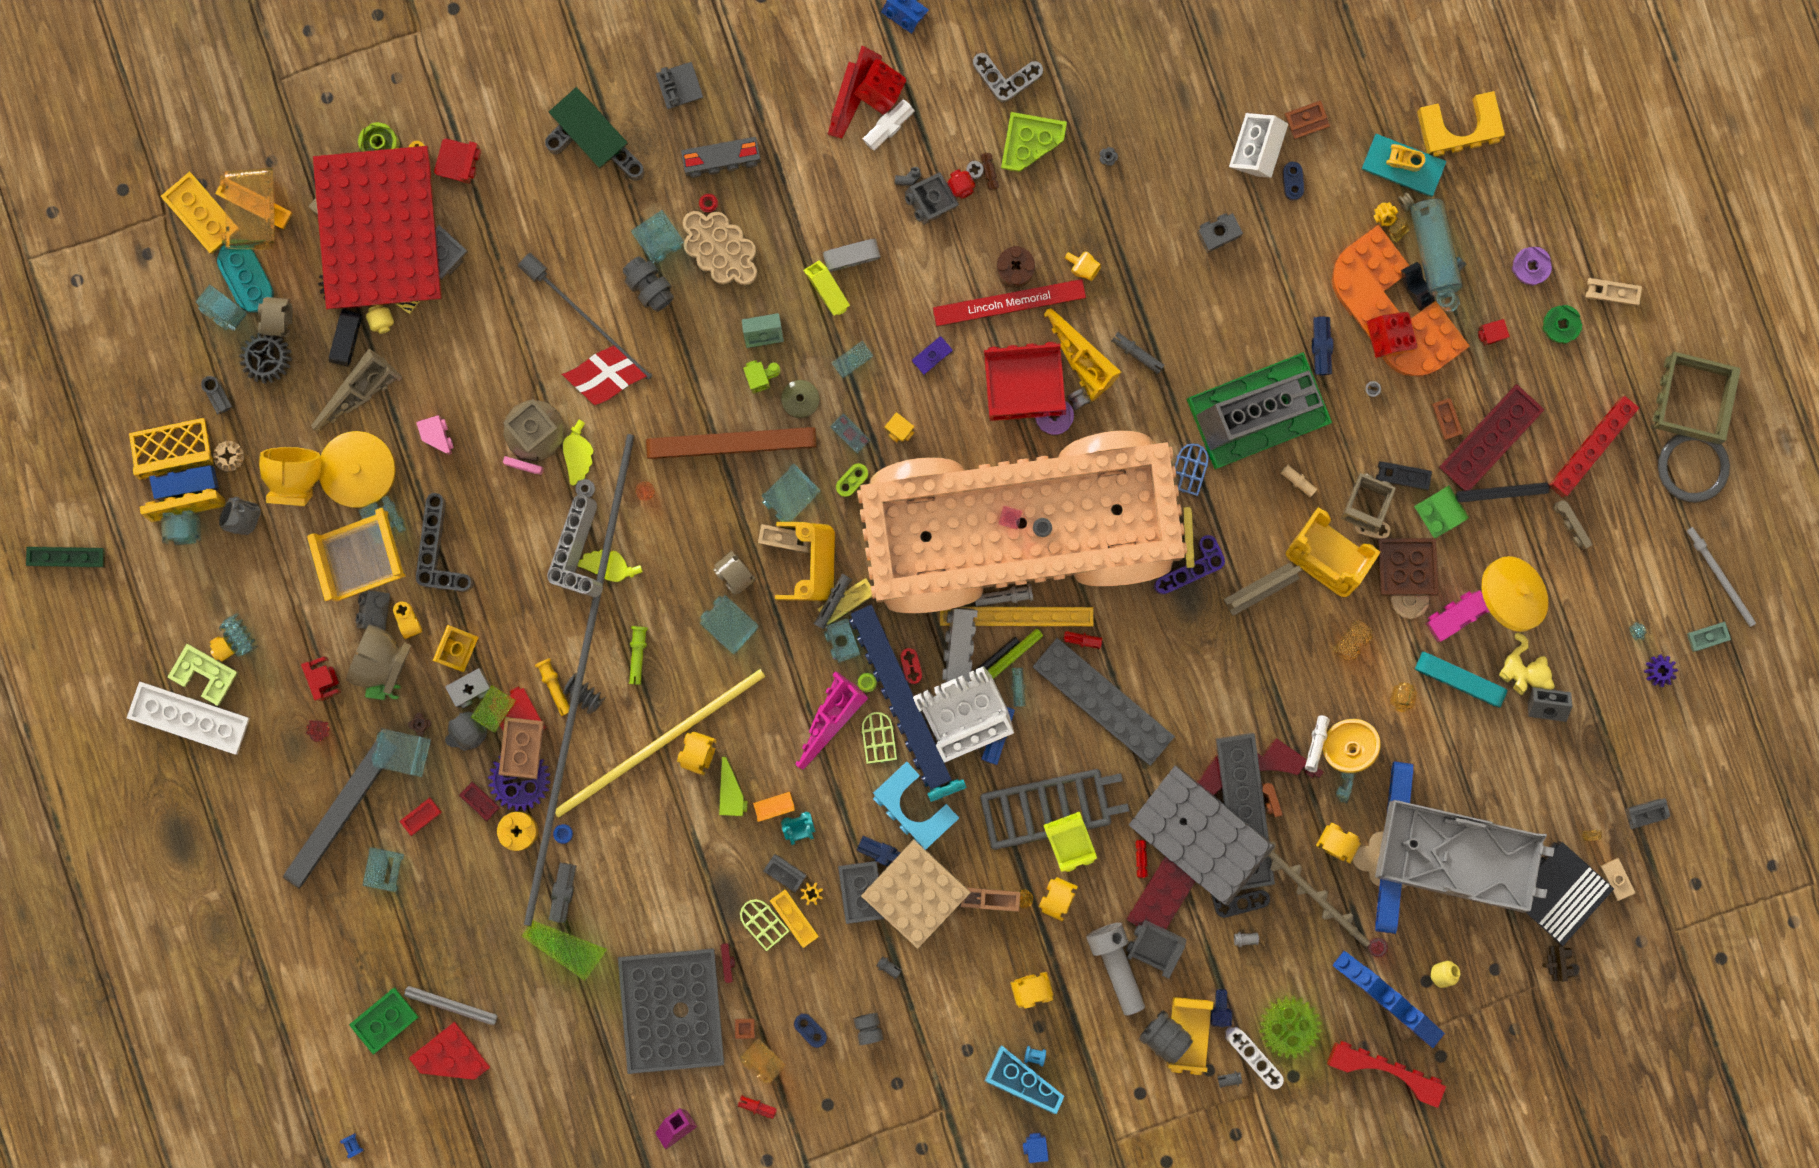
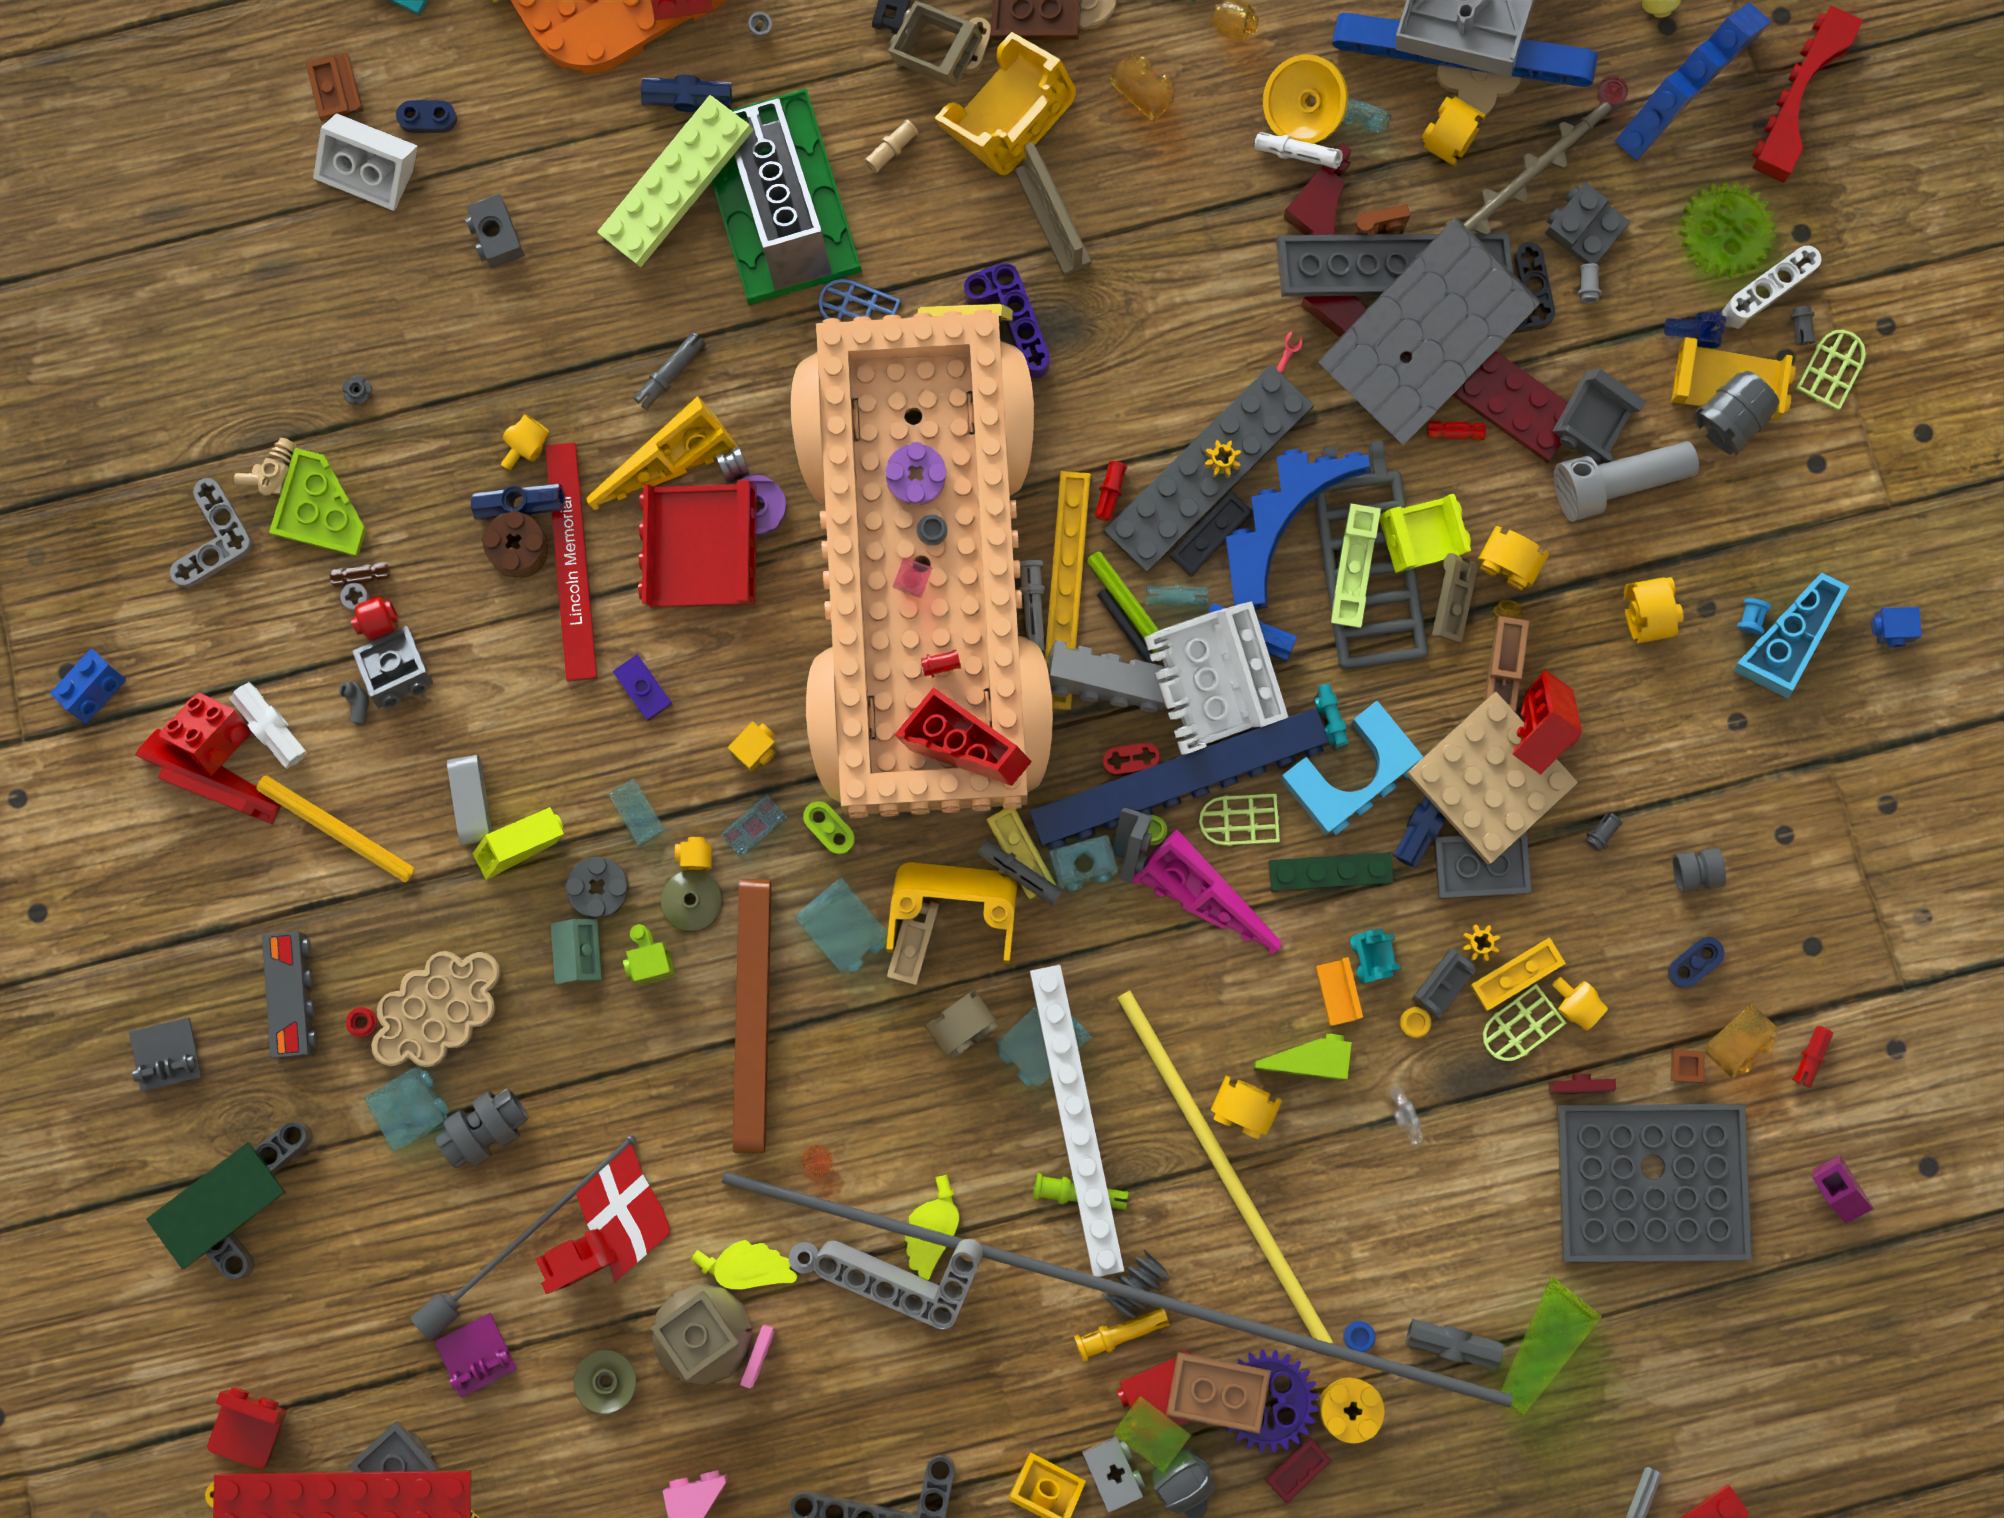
camera: 80 degrees left, 5 degrees down
(491, 372) = (589, 1386): none -> olive dish
(511, 294) = (475, 1355): none -> magenta hinge
(571, 348) = (574, 1261): none -> red panel
(680, 648) = (1076, 1121): none -> white plate
(701, 853) = (1406, 1116): none -> clear plate
(759, 856) = (1415, 1022): none -> yellow tile
(778, 959) = (1580, 1004): none -> yellow piece
(801, 329) = (579, 887): none -> dark grey plate
(827, 174) = (335, 828): none -> yellow axle
(828, 397) = (694, 854): none -> yellow plate
(850, 797) = (1330, 871): none -> dark green plate
(857, 670) = (1132, 841): none -> dark grey bracket
(908, 553) = (957, 737): none -> red wedge
(952, 927) = (1549, 722): none -> red wedge
(957, 540) = (940, 663): none -> red pin
(1031, 864) = (1455, 598): none -> dark tan plate
(1042, 255) = (535, 501): none -> dark blue piece
(1044, 798) = (1355, 565): none -> yellowish green slope
(1048, 733) = (1300, 482): none -> blue arch
(1049, 109) = (272, 472): none -> tan piece
(1060, 706) = (1211, 534): none -> black tile
(1066, 514) = (915, 456): none -> medium lavender plate
(1112, 711) = (1226, 452): none -> yellow gear
(1186, 748) = (1289, 349): none -> coral hand
(1199, 1093) = (1836, 379): none -> yellowish green window
(1261, 344) = (675, 180): none -> yellowish green plate
(1285, 935) = (1586, 224): none -> dark grey plate

